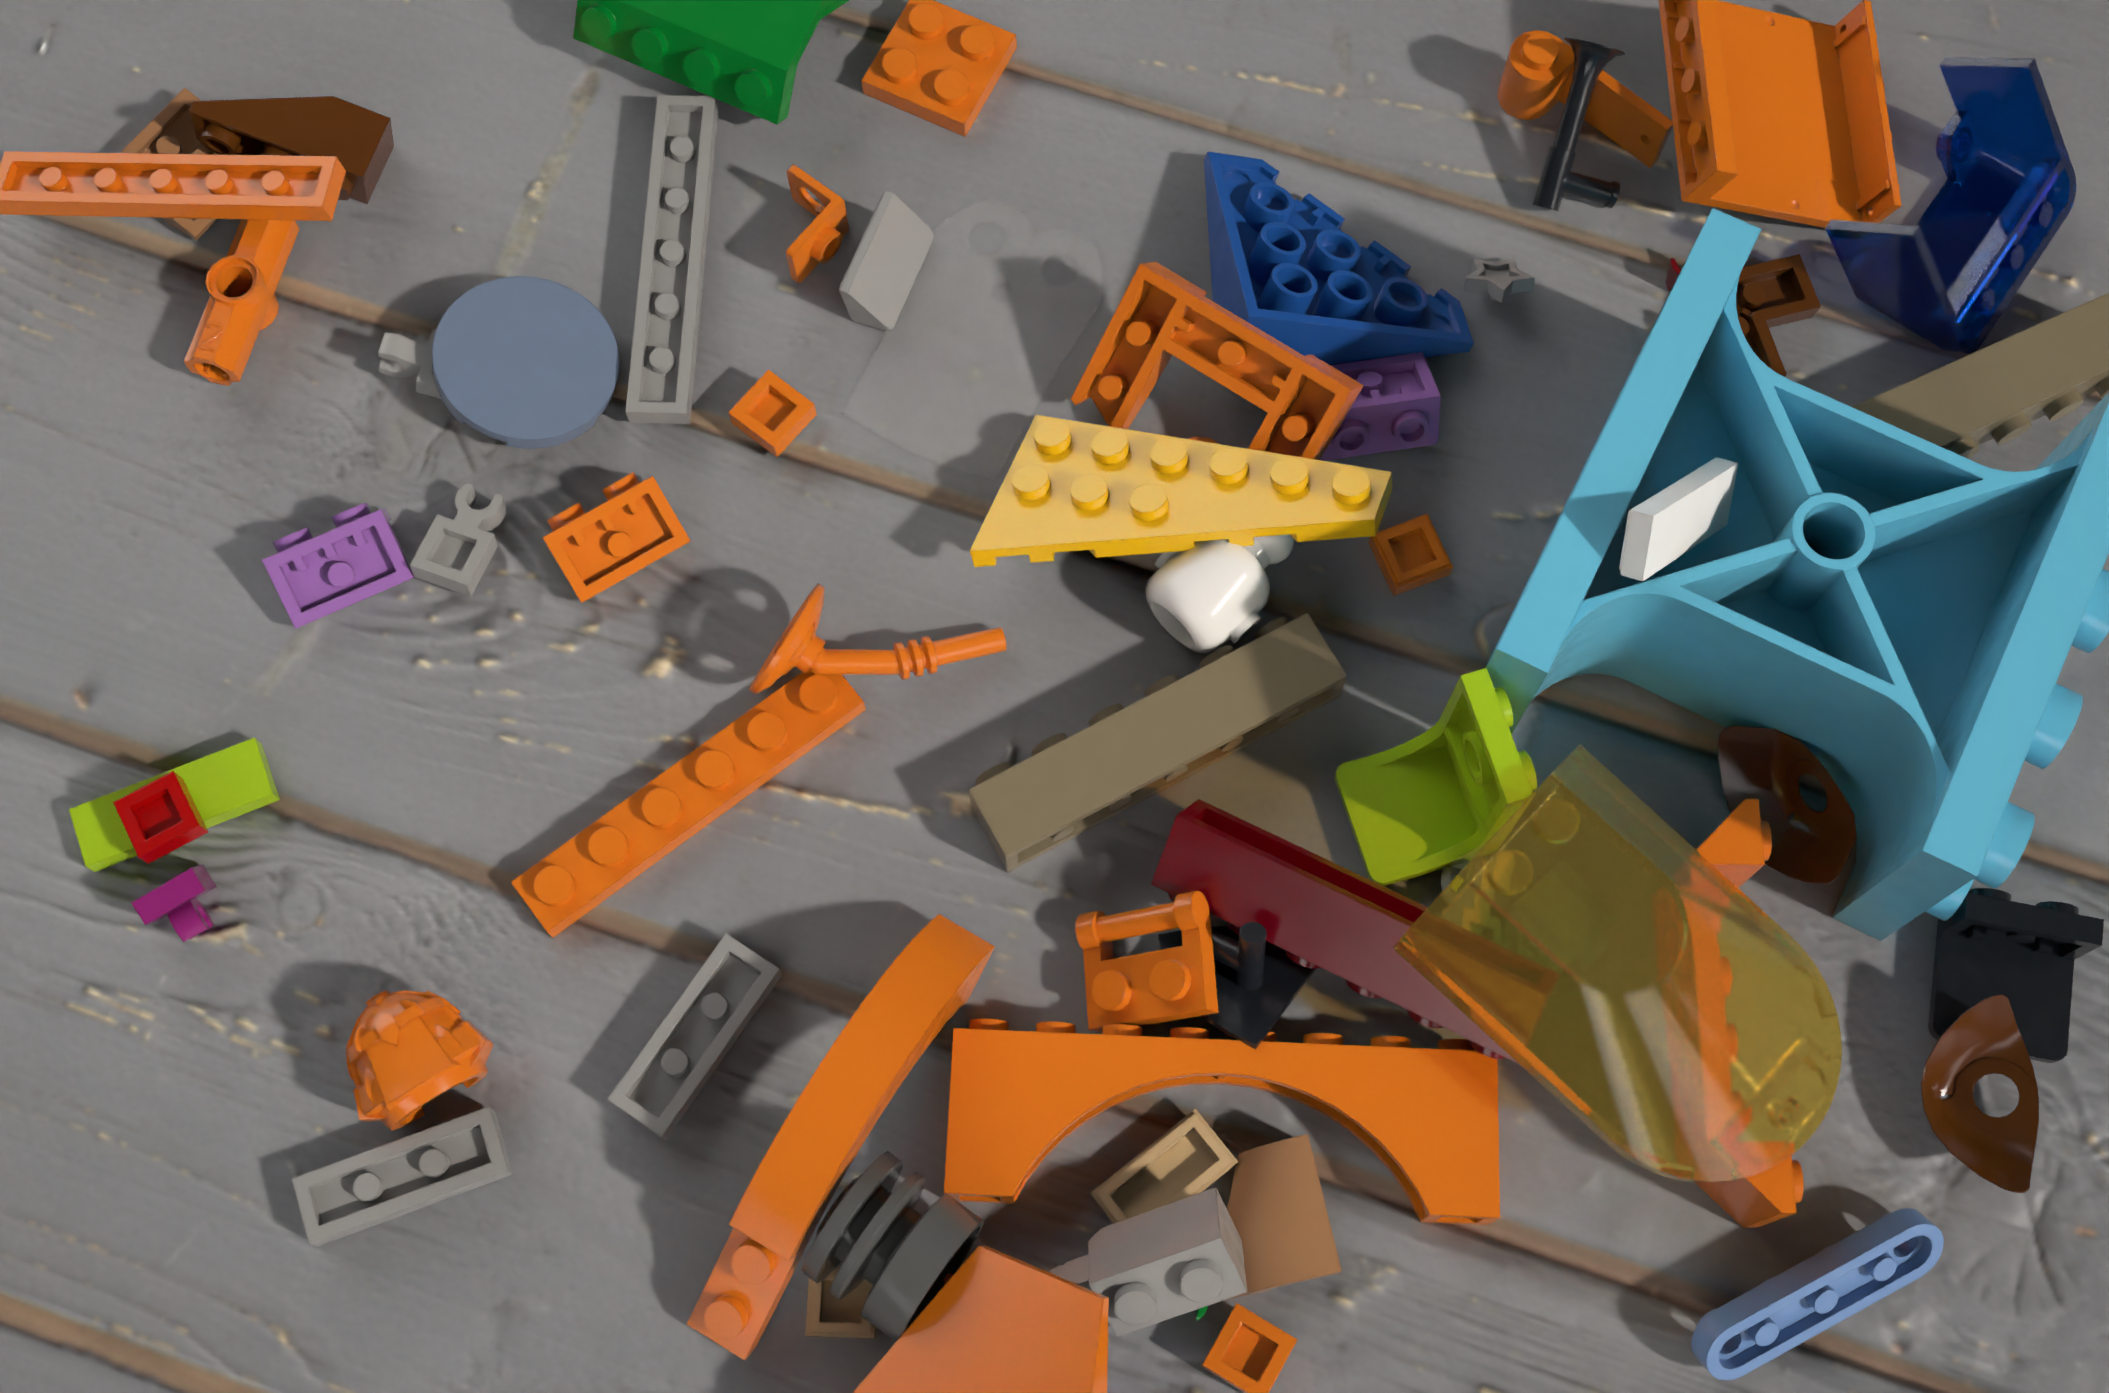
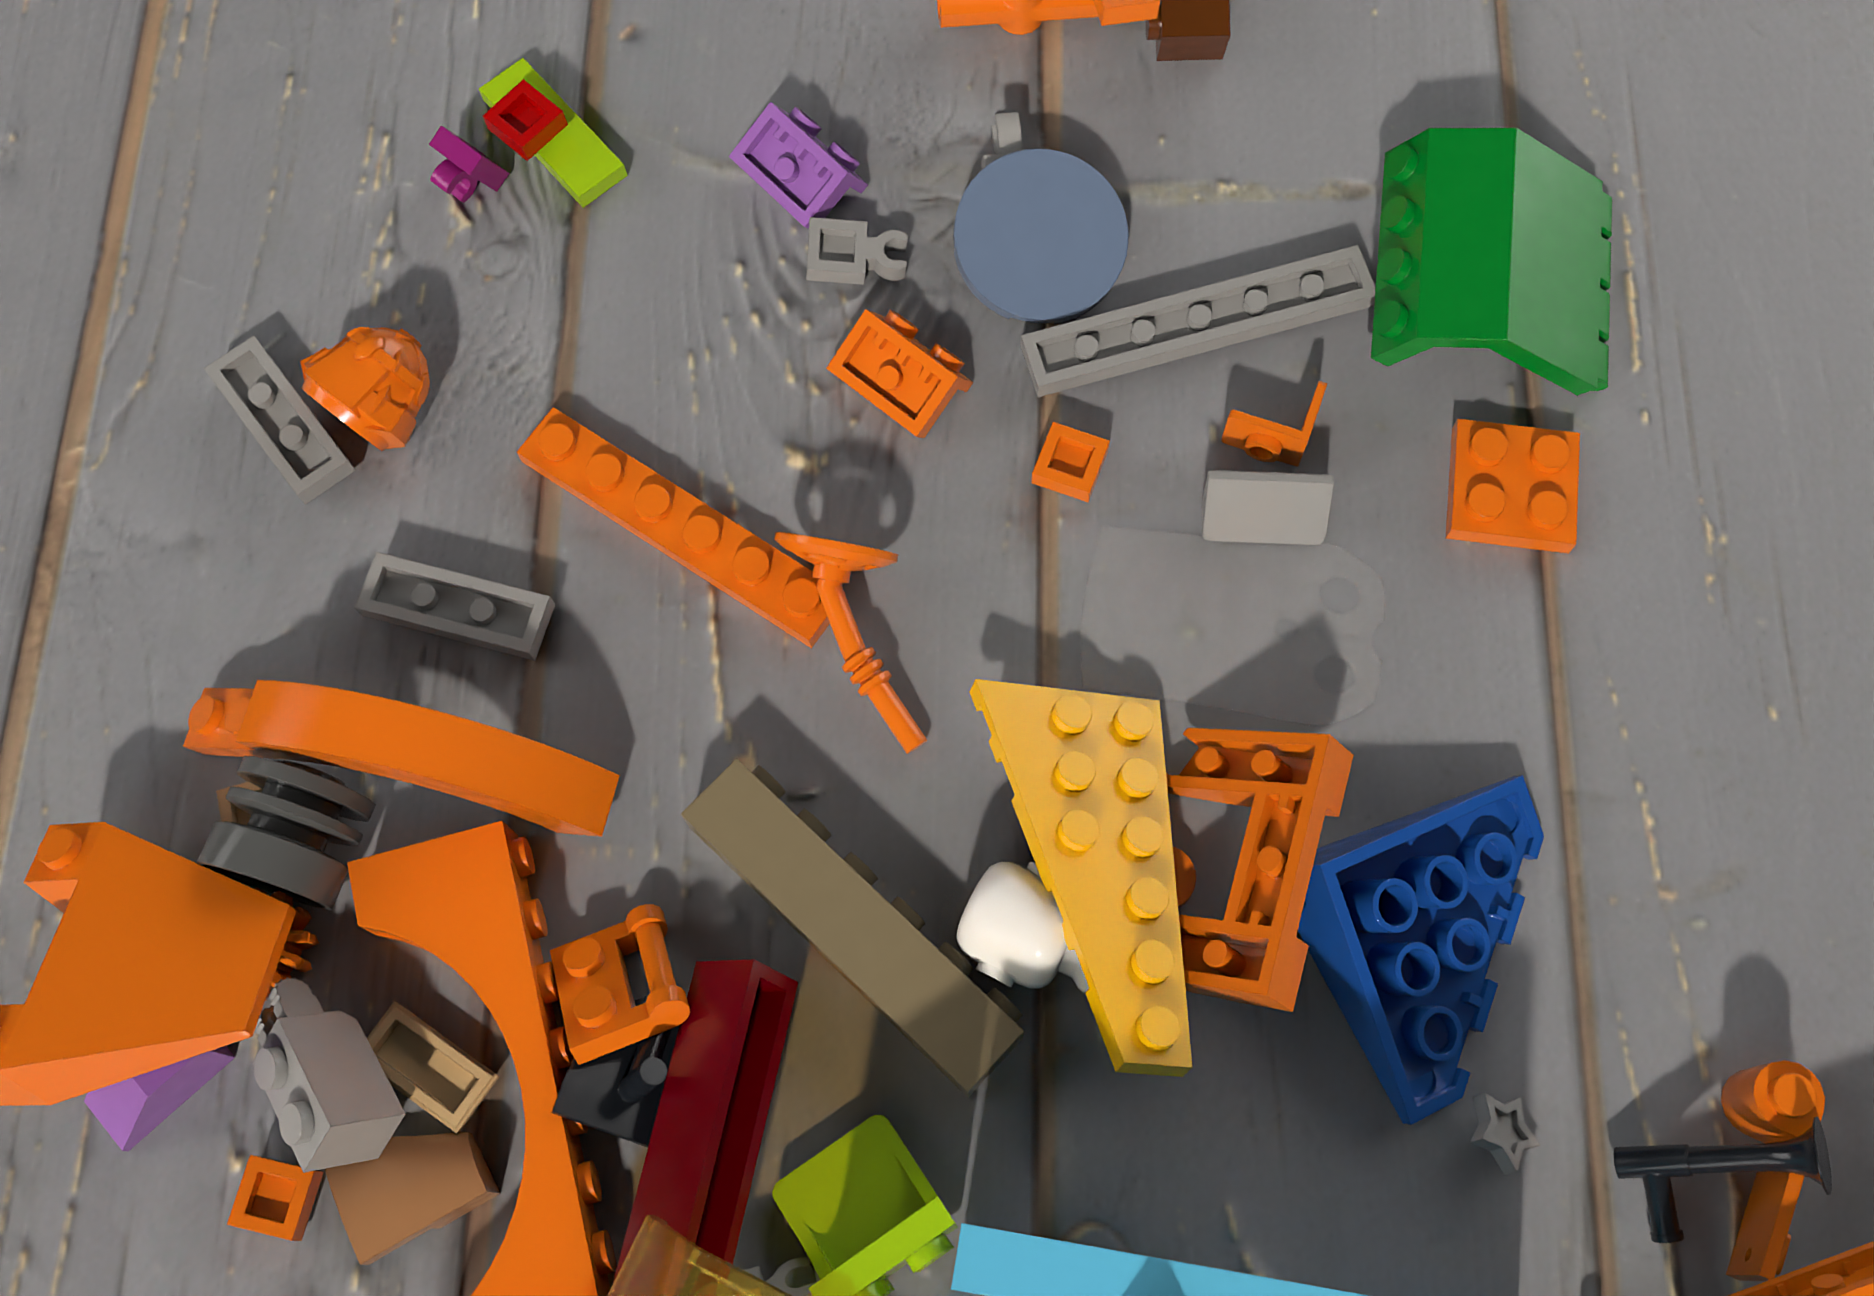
camera: 75 degrees right, 0 degrees up
(1393, 409) = (1302, 1052): medium lavender bracket -> none
(1410, 554) = (1145, 1126): orange tile -> none

